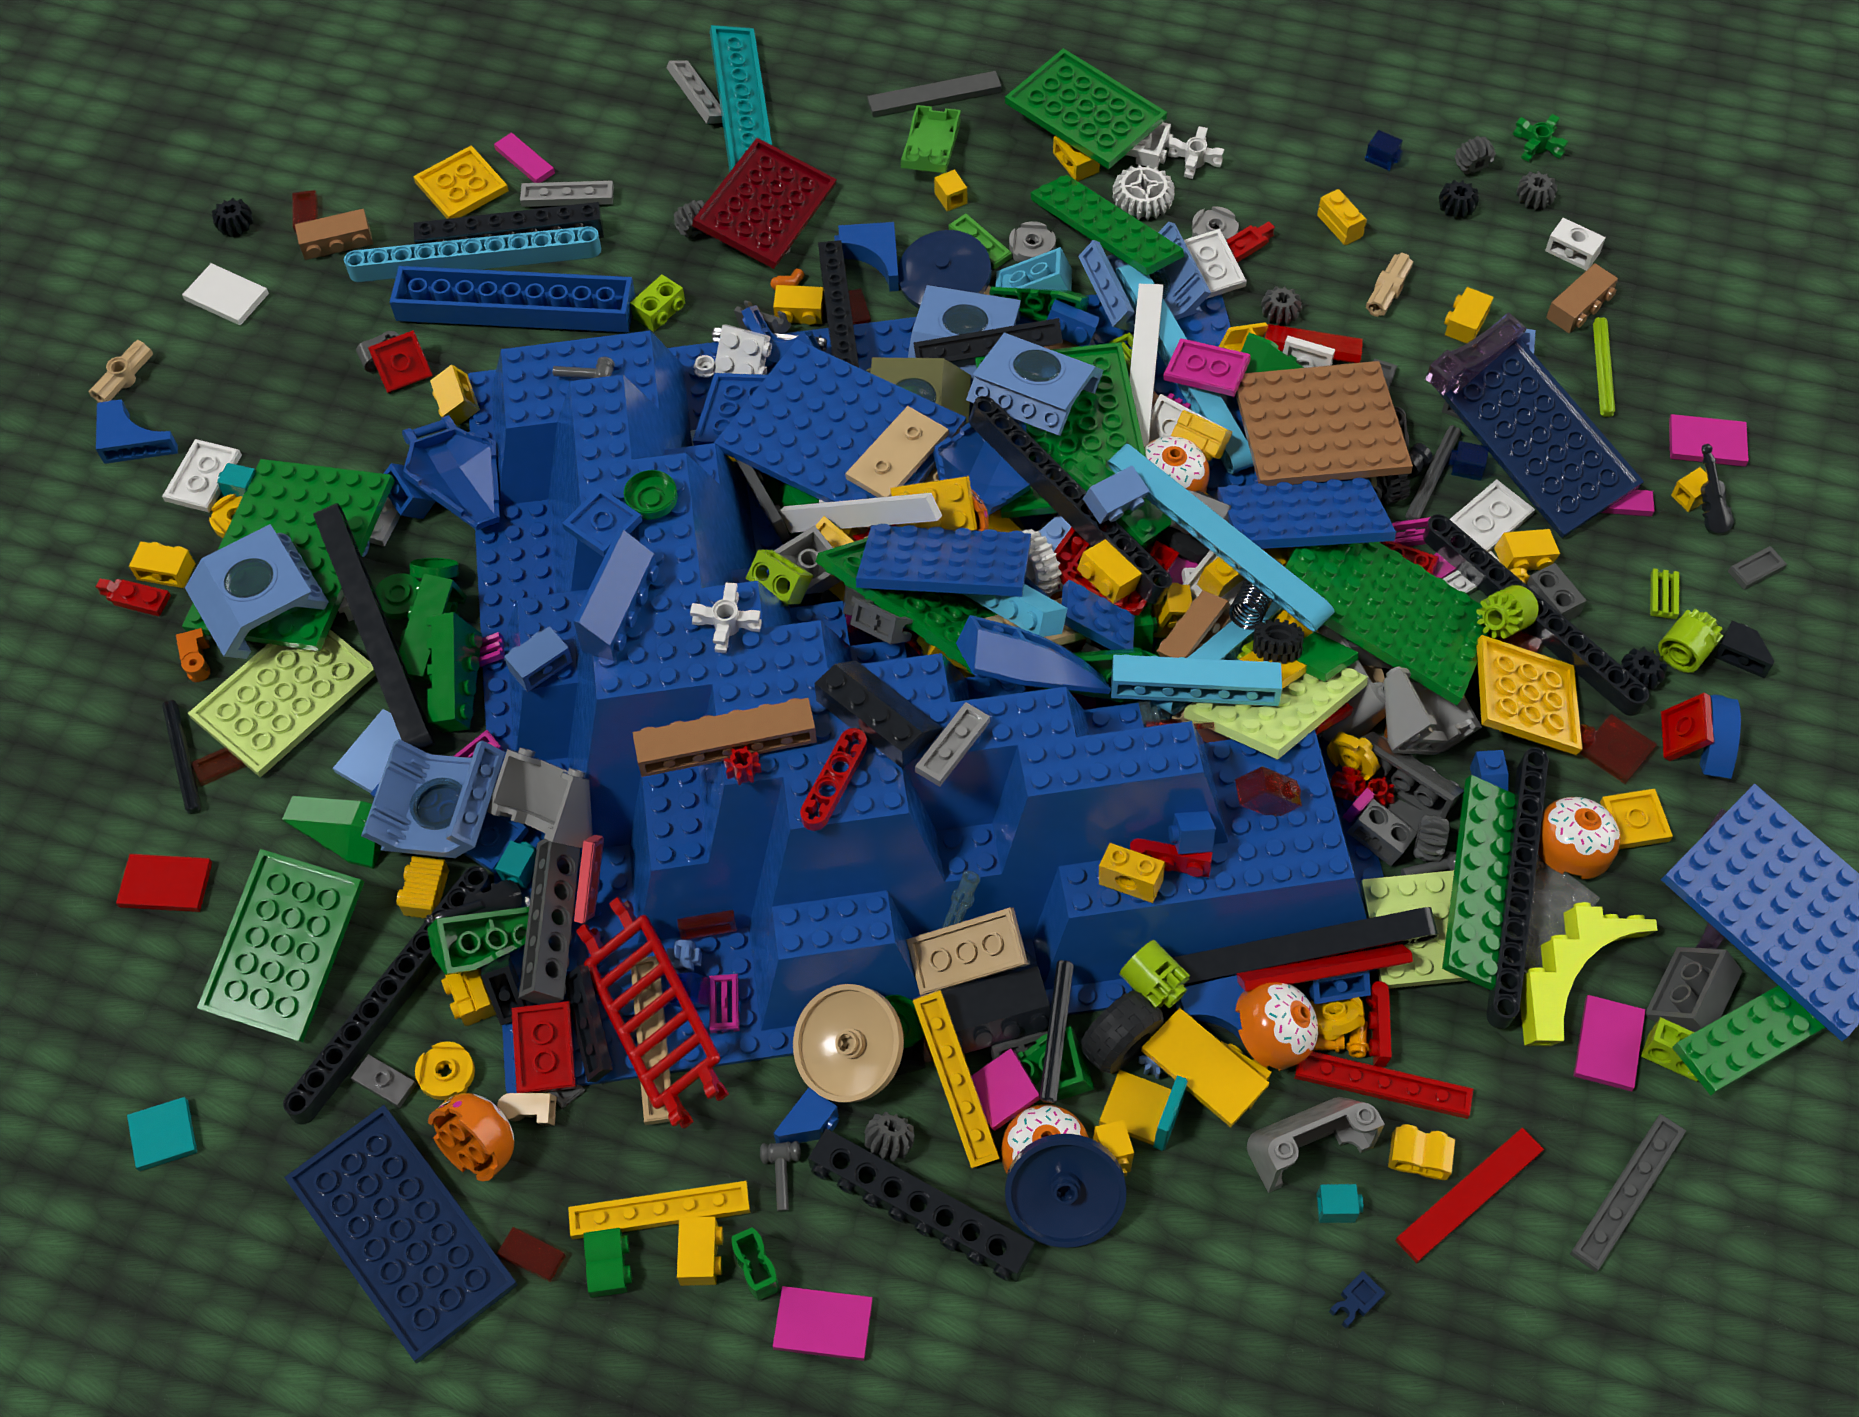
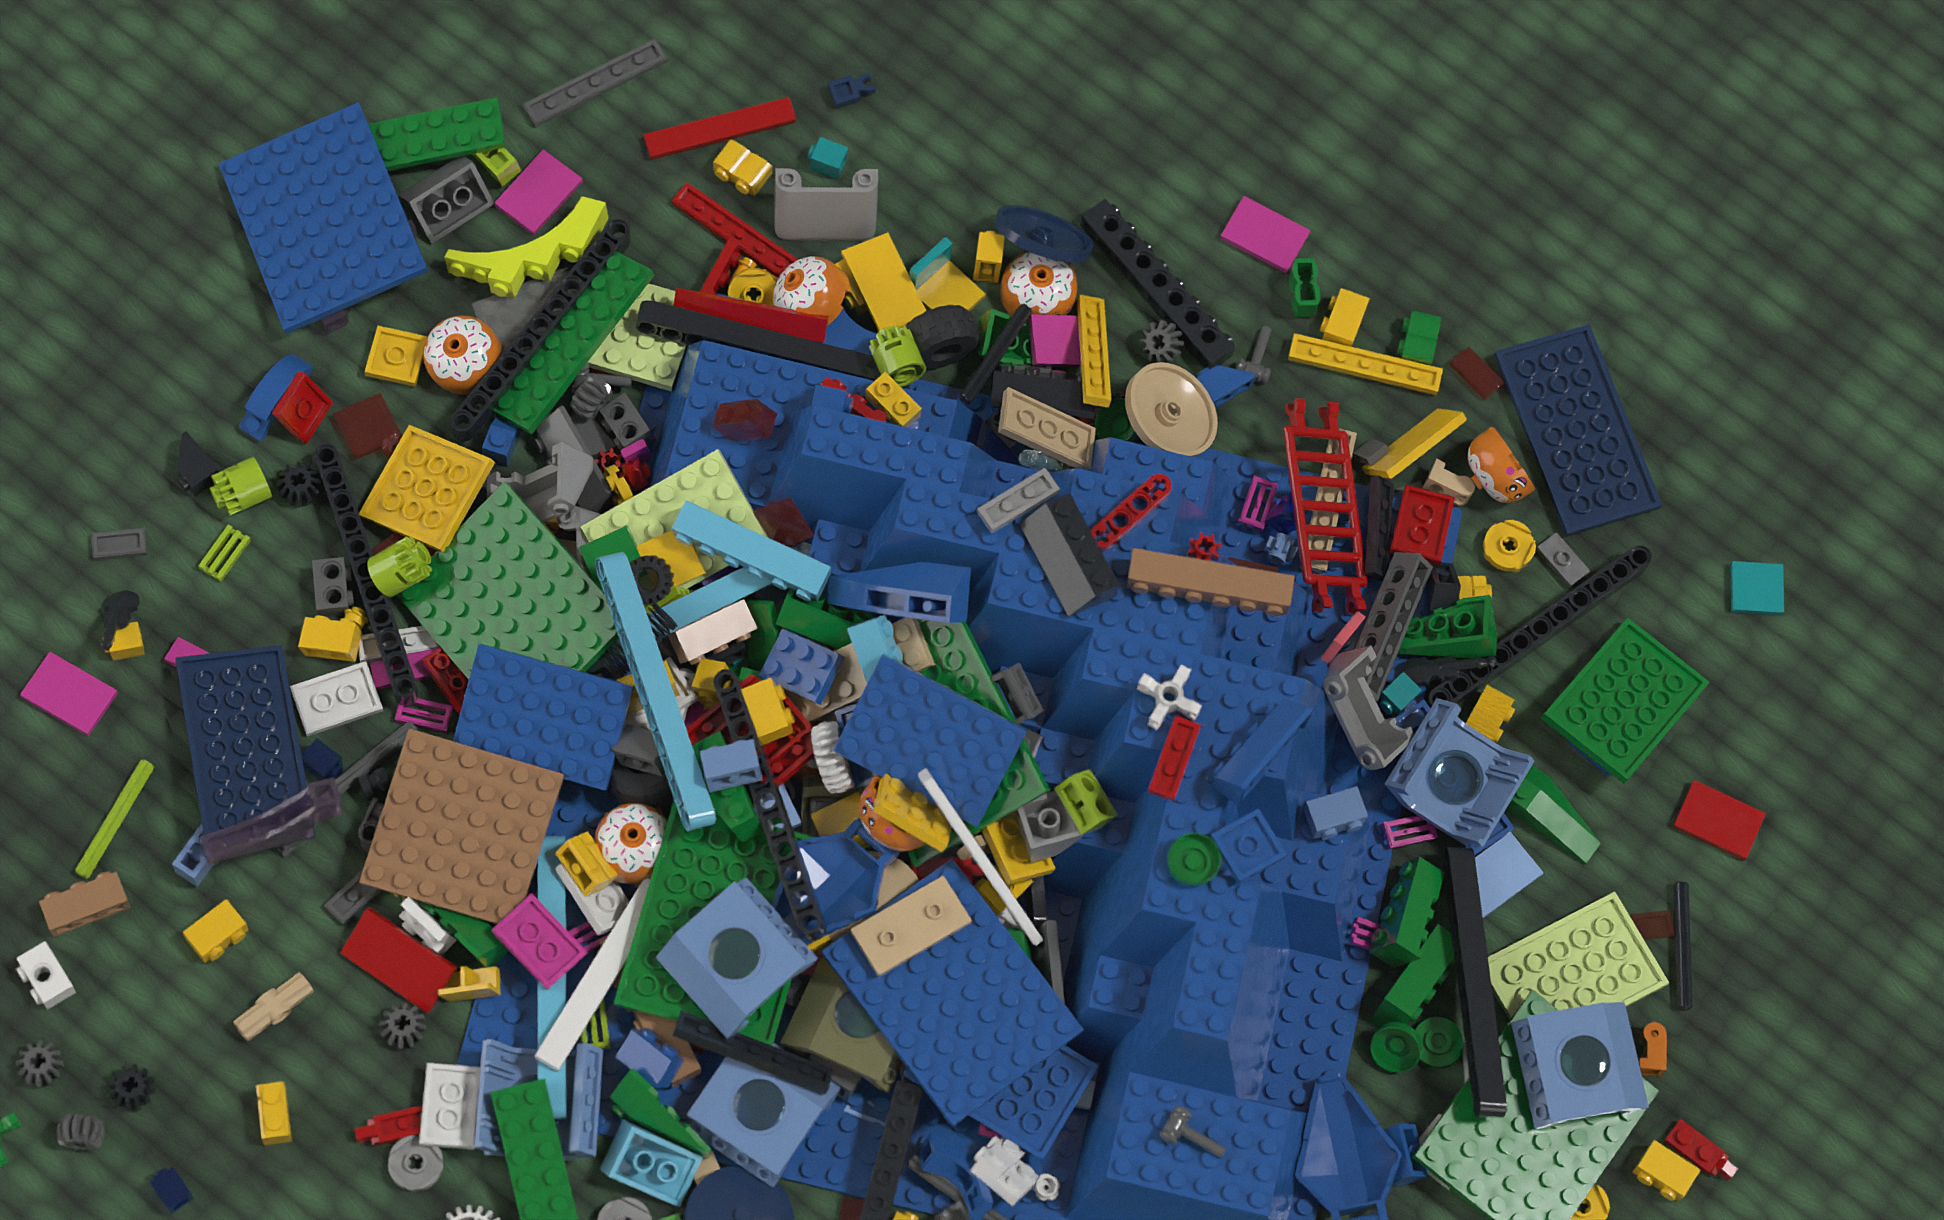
camera: 170 degrees left, 10 degrees up
(576, 1130) = (1416, 442): none -> yellow tile
(623, 1111) = (1371, 452): none -> dark grey tile
(700, 568) = (1174, 758): none -> red plate

